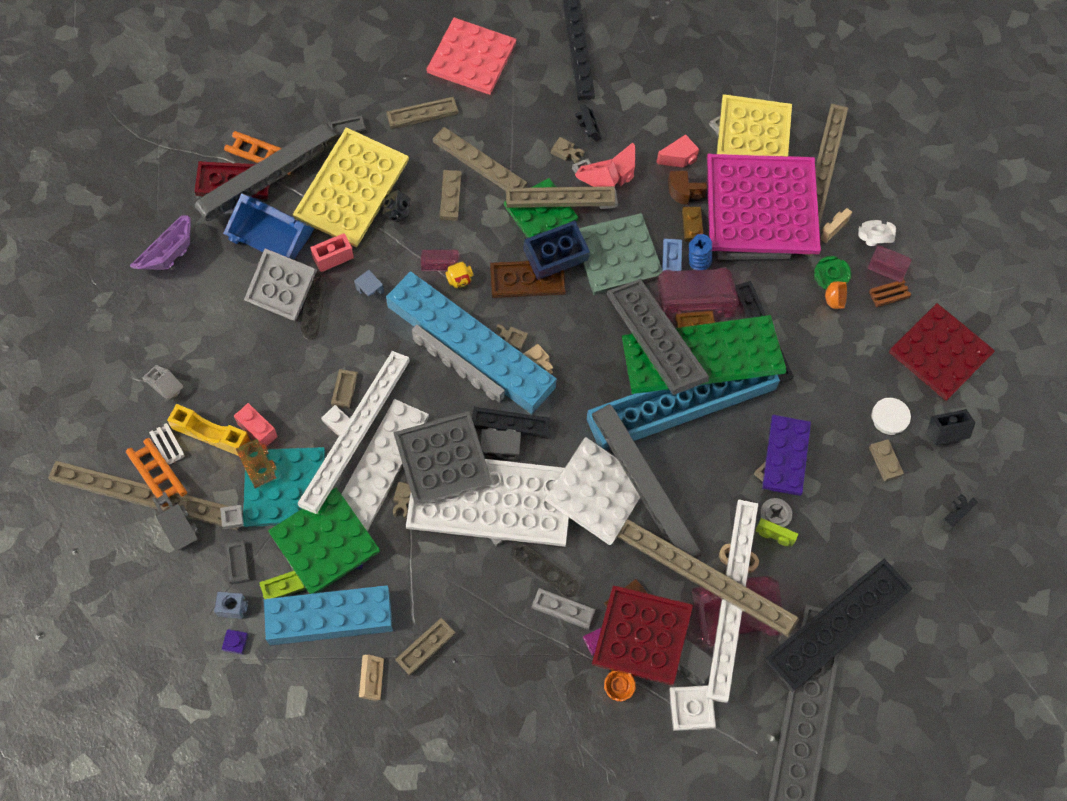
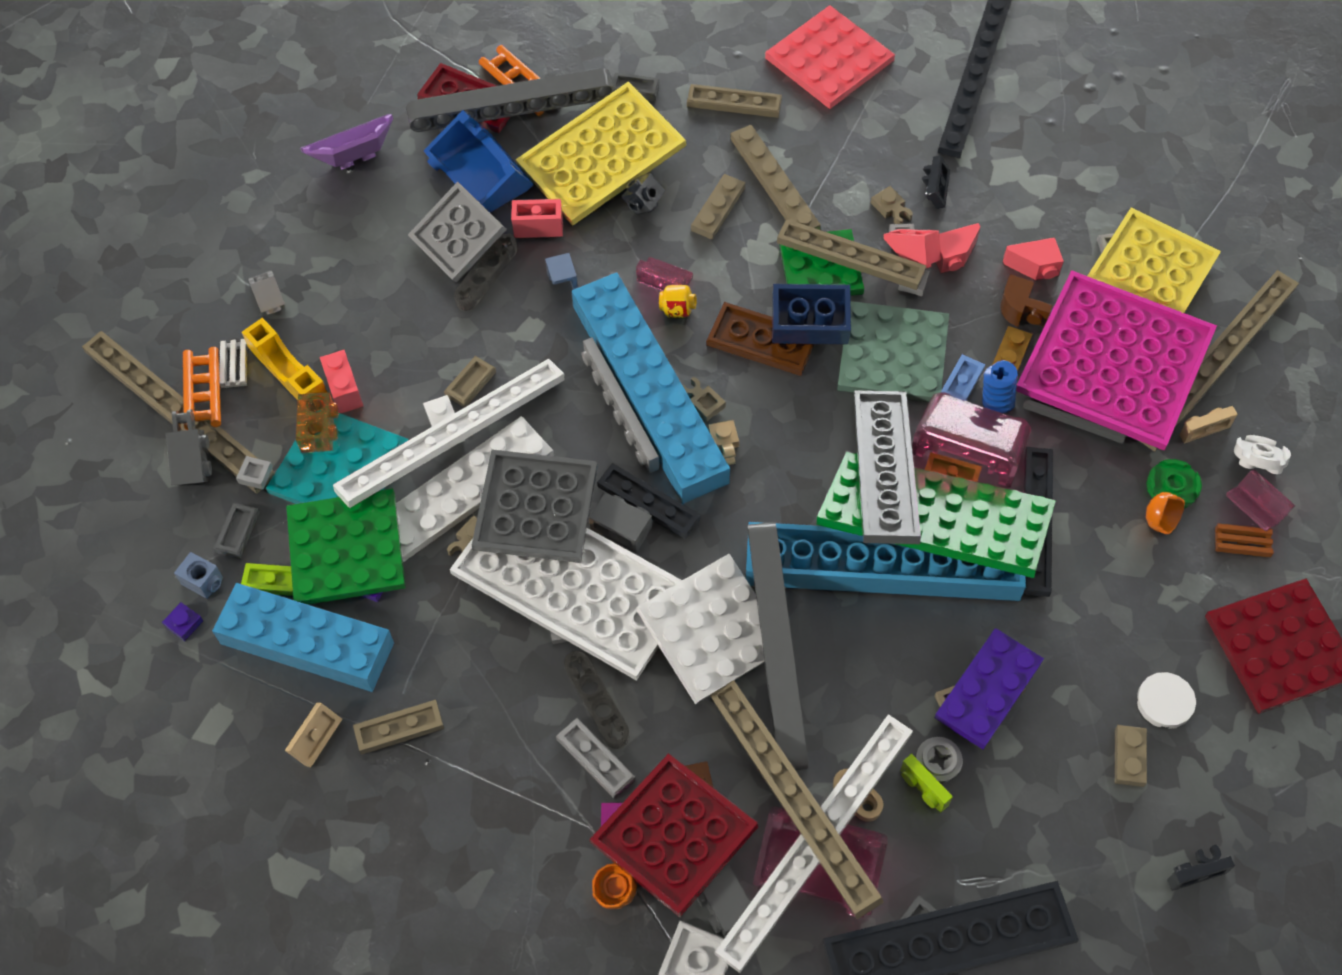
camera: 30 degrees right, 5 degrees down
(951, 427) = (1244, 748): black brick -> none

